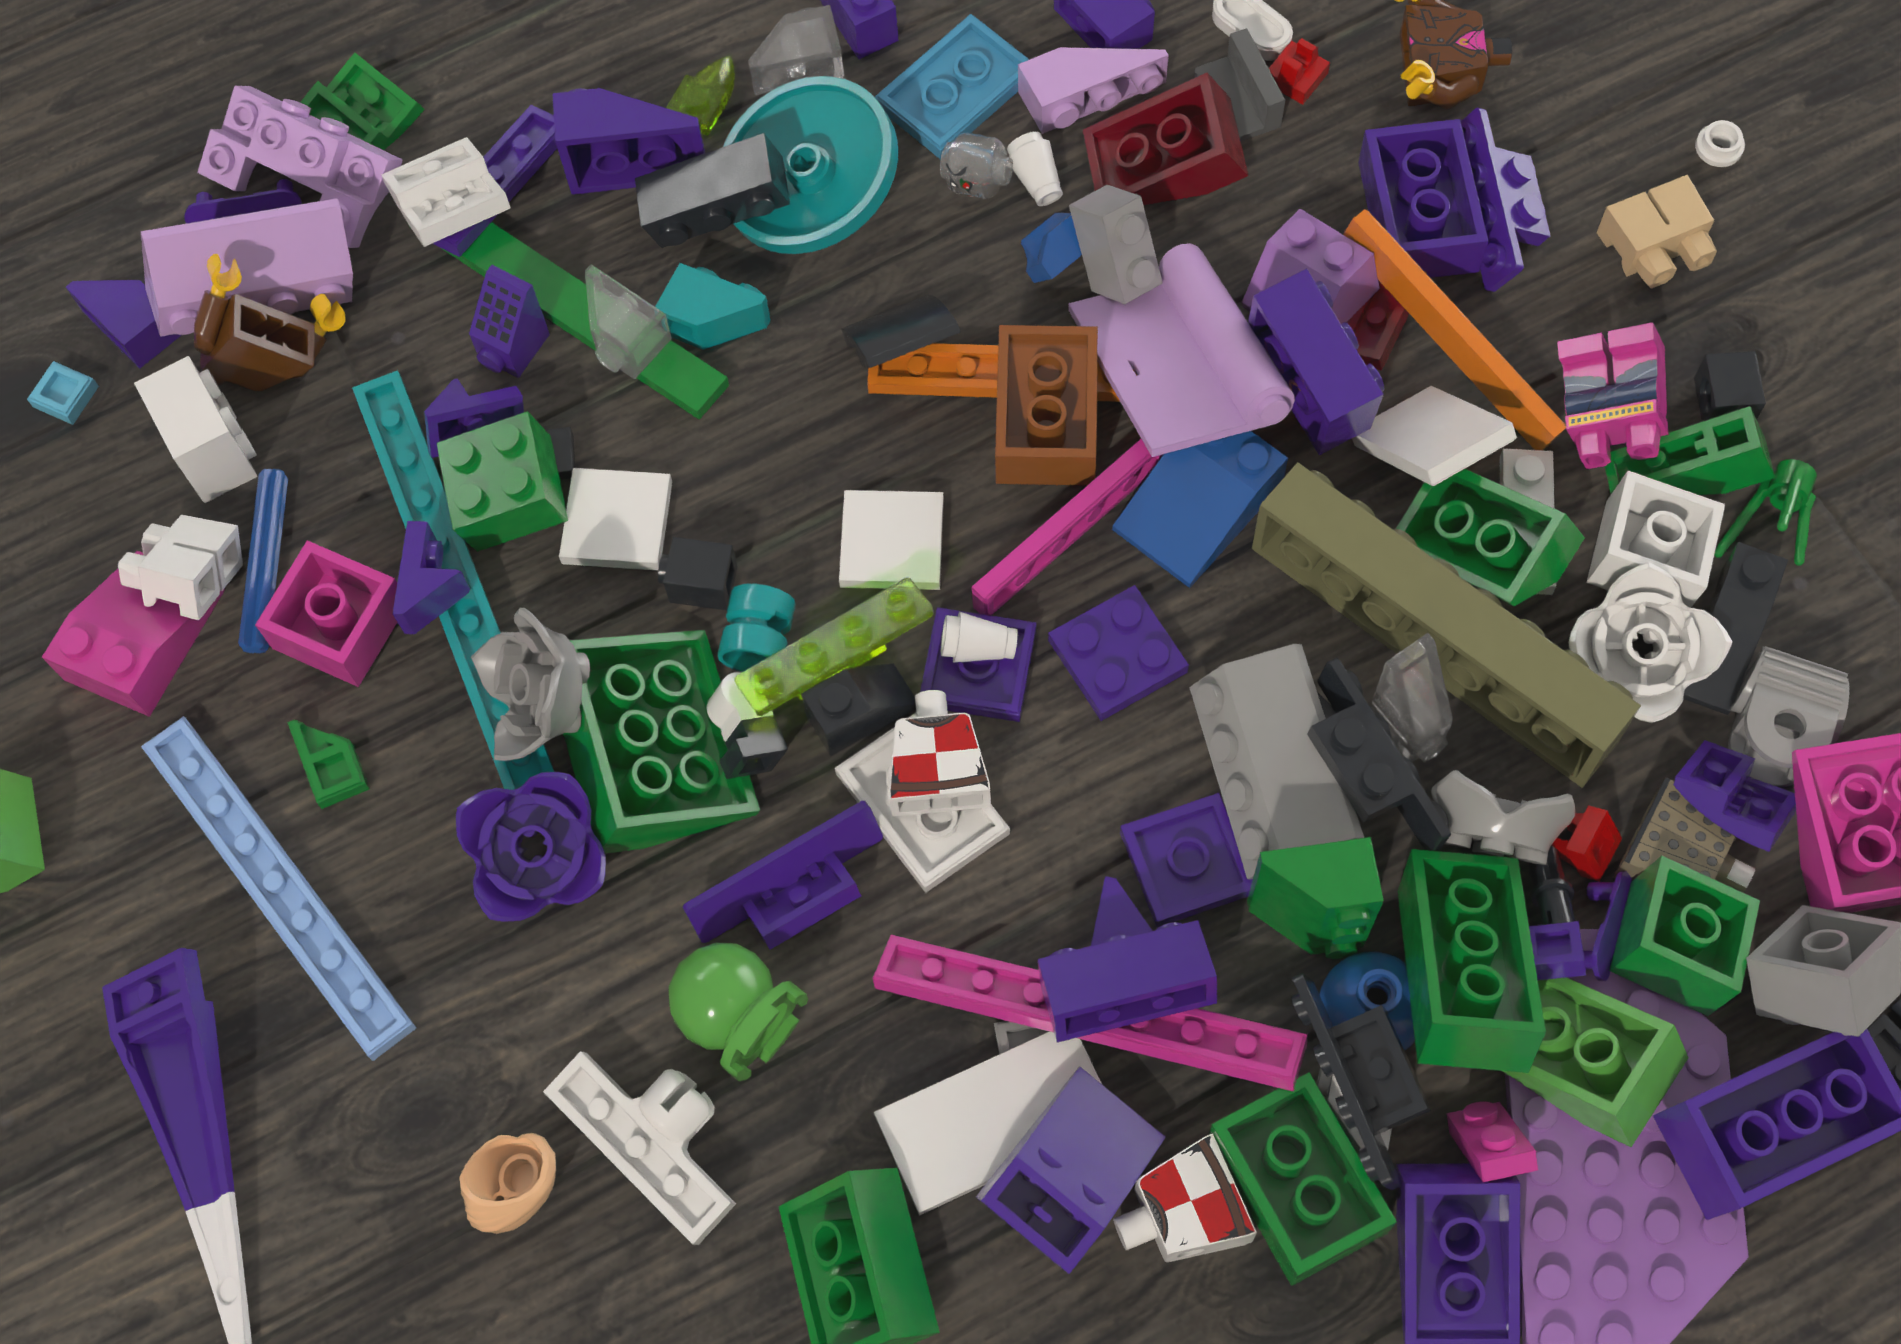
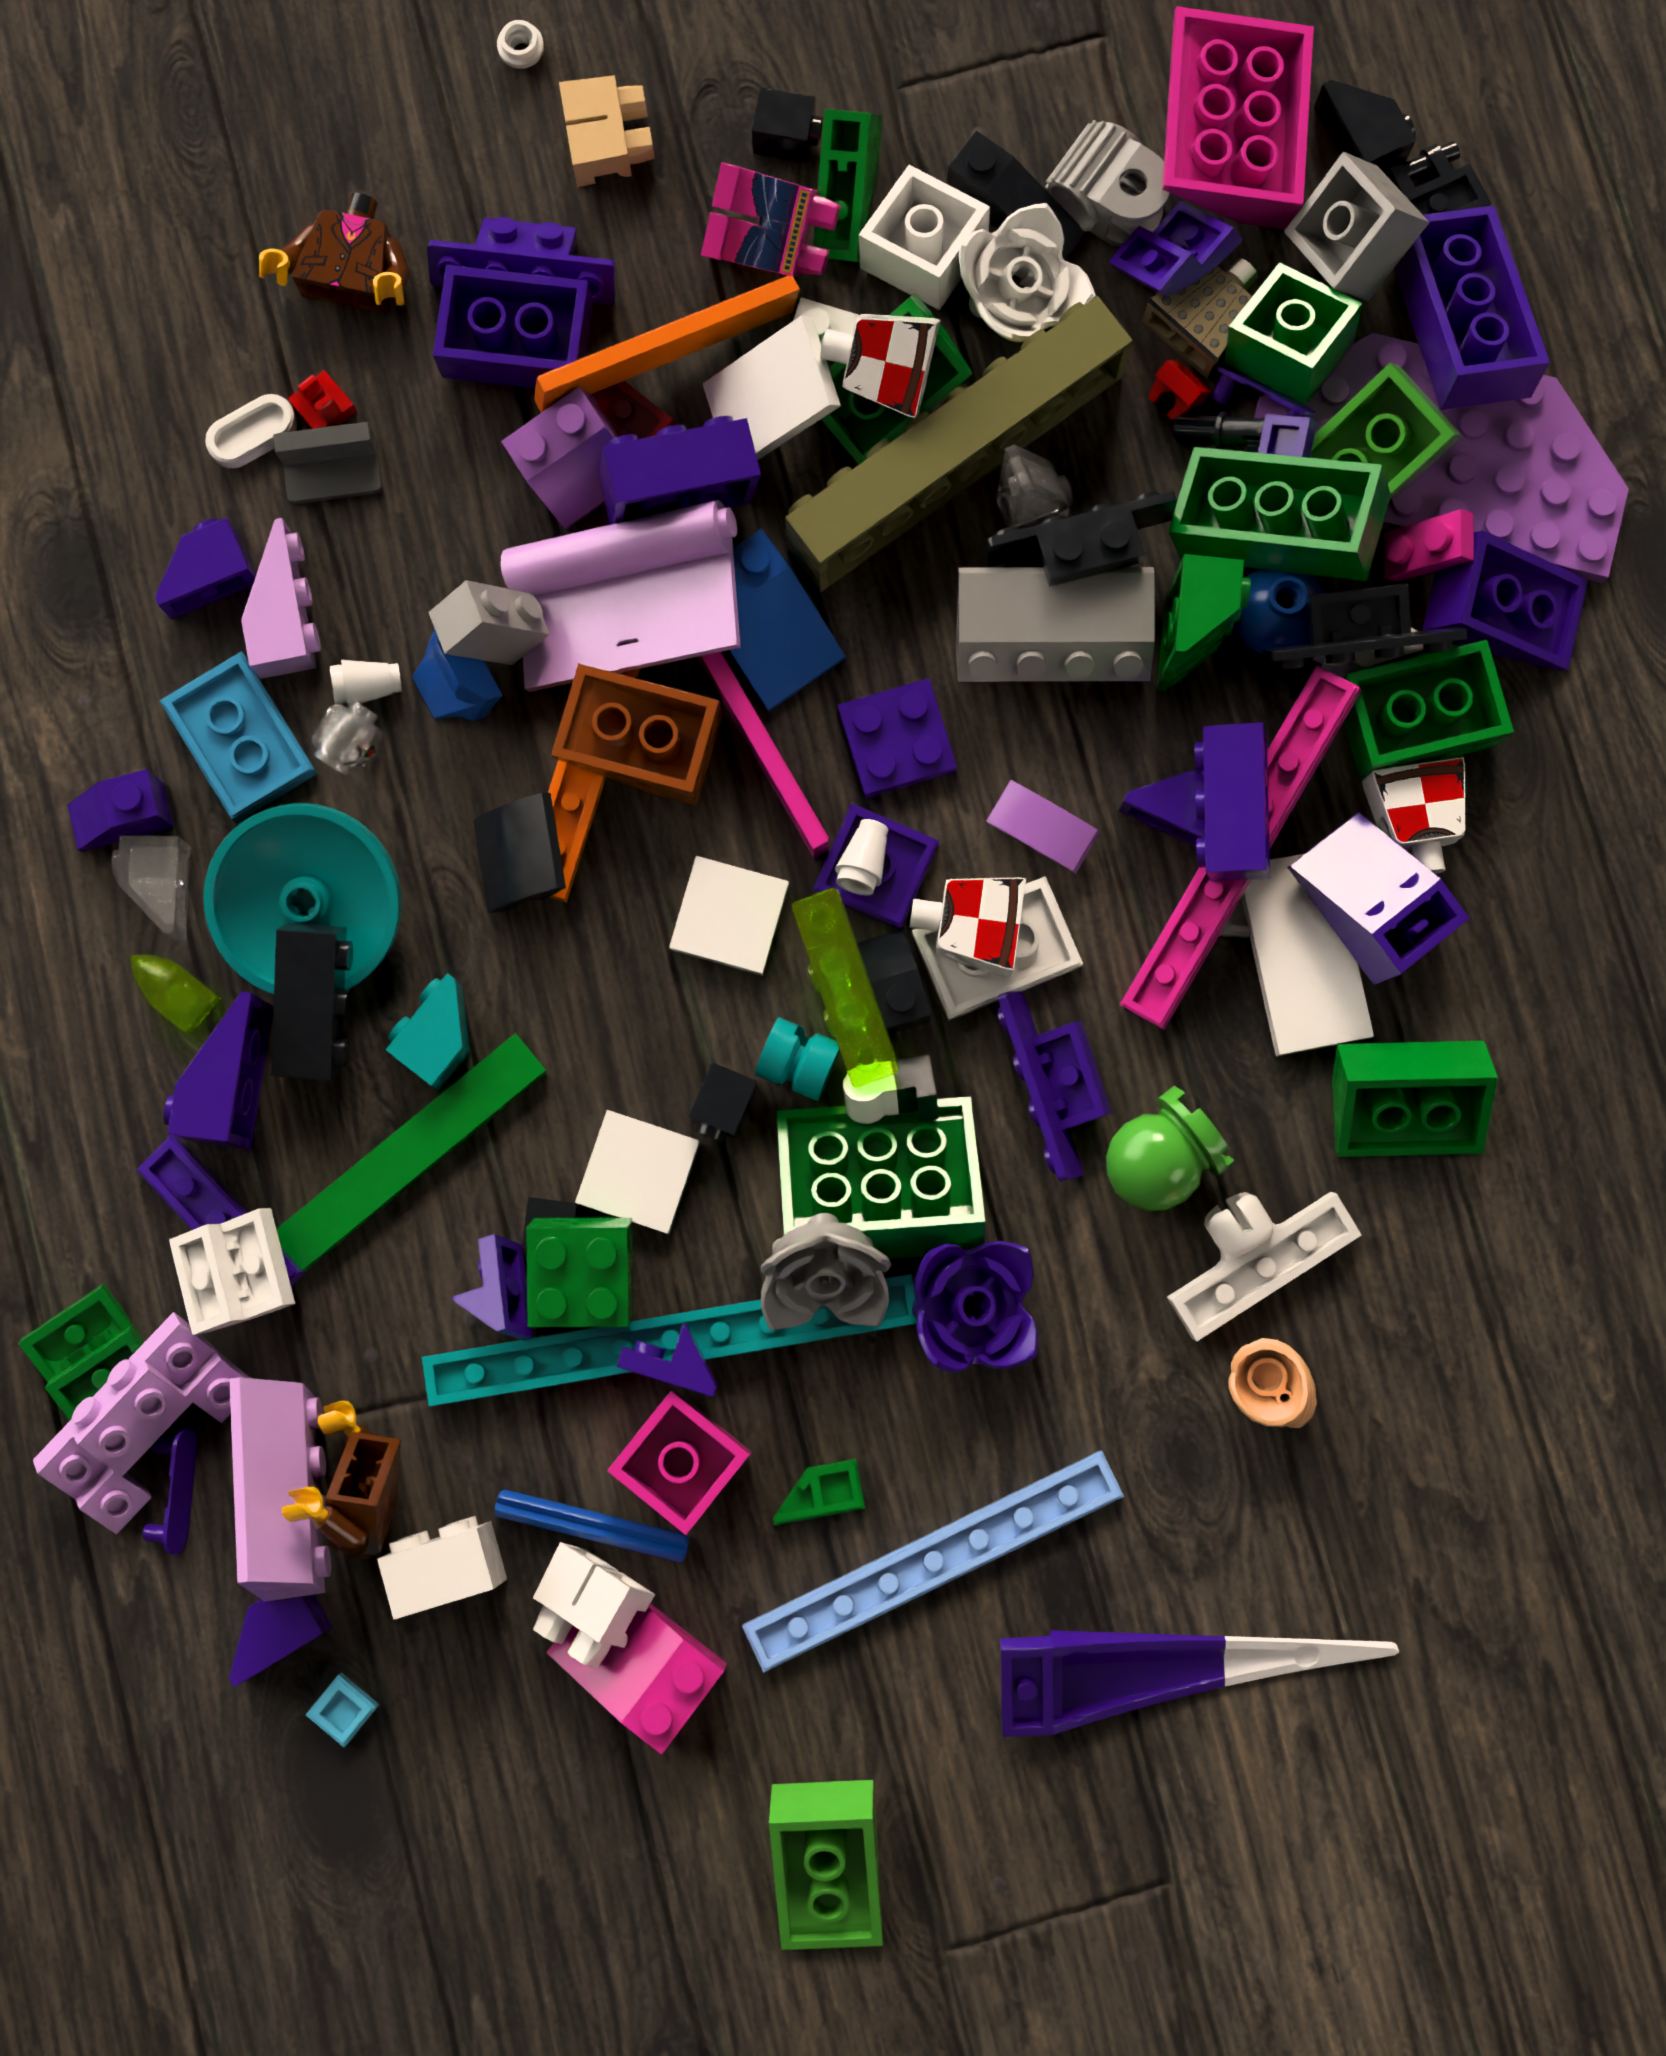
camera: 80 degrees left, 15 degrees up
(507, 323) = (406, 1237): dark purple slope -> none
(623, 325) = (437, 1122): clear slope -> none
(1060, 812) = (1043, 826): none -> medium lavender slope
(1169, 144) = (378, 553): dark red slope -> none
(1186, 859) = (1113, 729): dark purple plate -> none
(1492, 512) = (885, 358): none -> torso
(1500, 824) = (1161, 444): light grey brick -> none
(1787, 492) = (897, 110): green plant -> none

